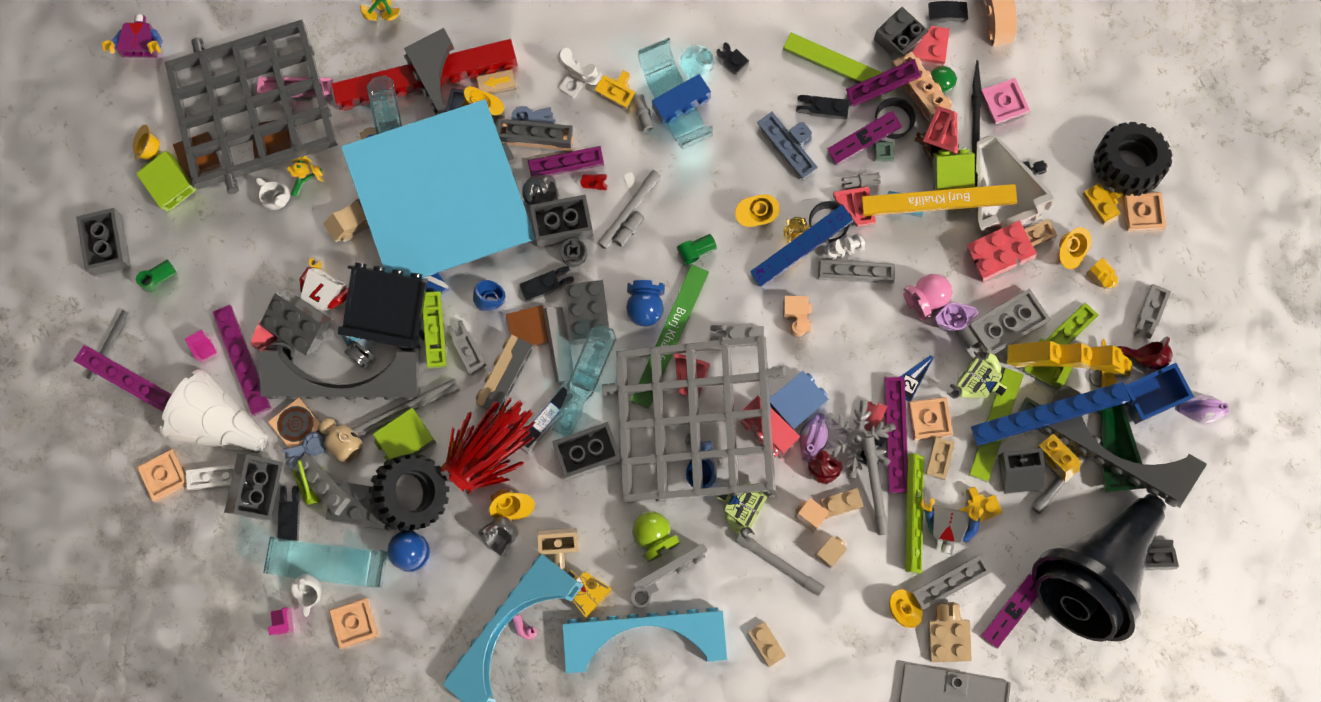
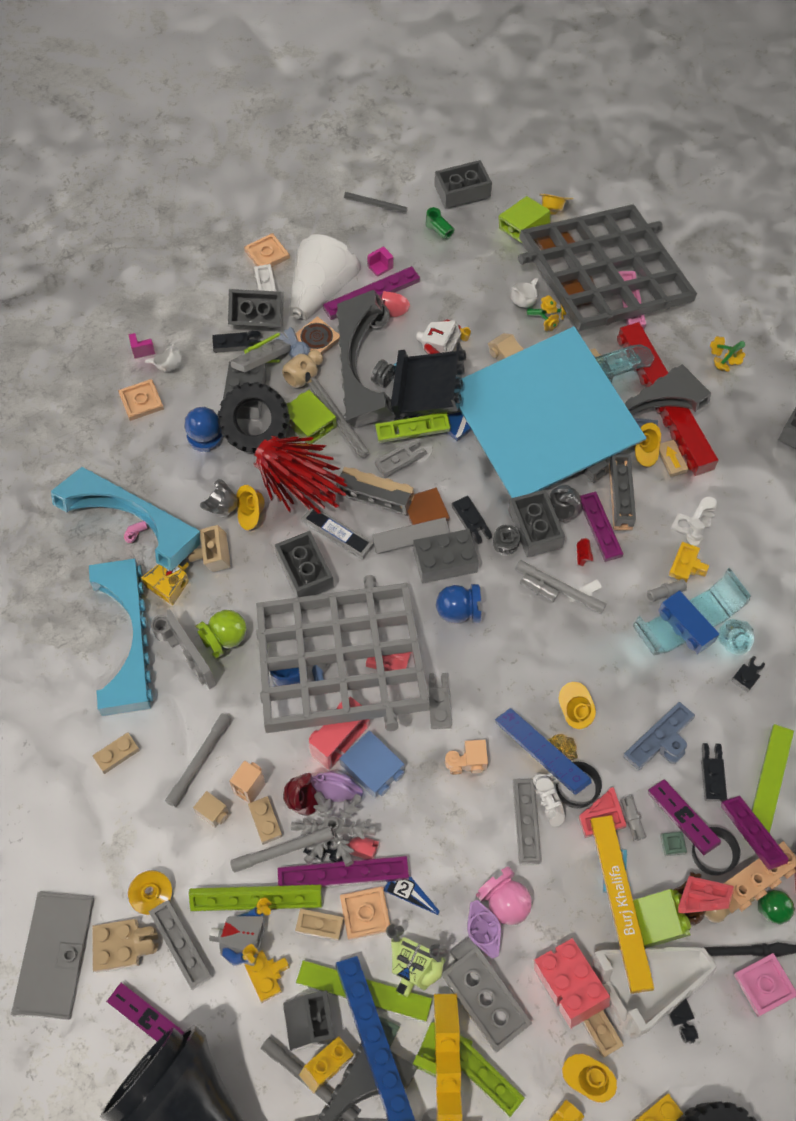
camera: 85 degrees right, 15 degrees down
(123, 377) = (349, 209): magenta plate -> none
(135, 40) = (649, 183): magenta torso -> none
(295, 322) = (407, 321): dark grey brick -> none
(325, 563) = (195, 365): clear light blue windscreen -> none
(488, 295) = (452, 468): blue hat -> none
(523, 113) = (641, 486): sand blue piece -> none
(585, 377) = (377, 554): clear light blue piece -> none
(674, 327) = (447, 641): bright green tile -> none
(692, 250) = (525, 648): green piece -> none
(743, 510) = (249, 719): torso -> none

